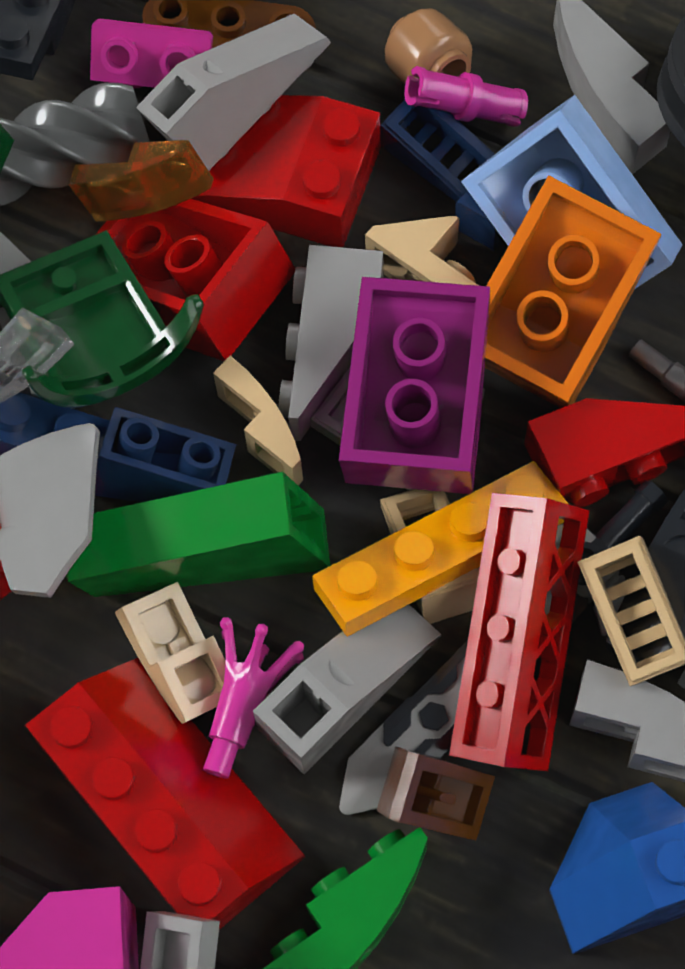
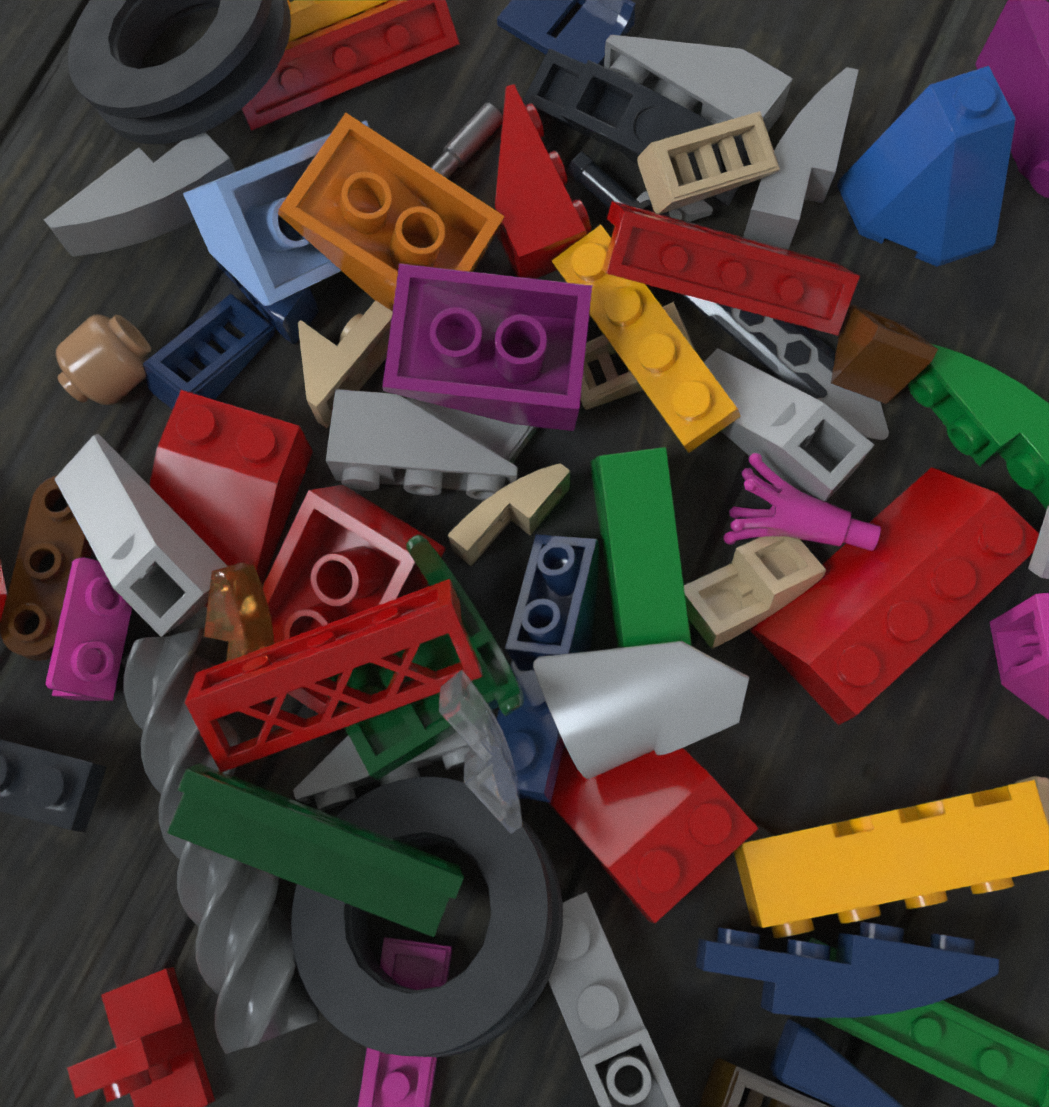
camera: 90 degrees left, 5 degrees up
(97, 229) = (322, 653): none -> red fence
(466, 96) = (160, 320): dark pink pin -> none

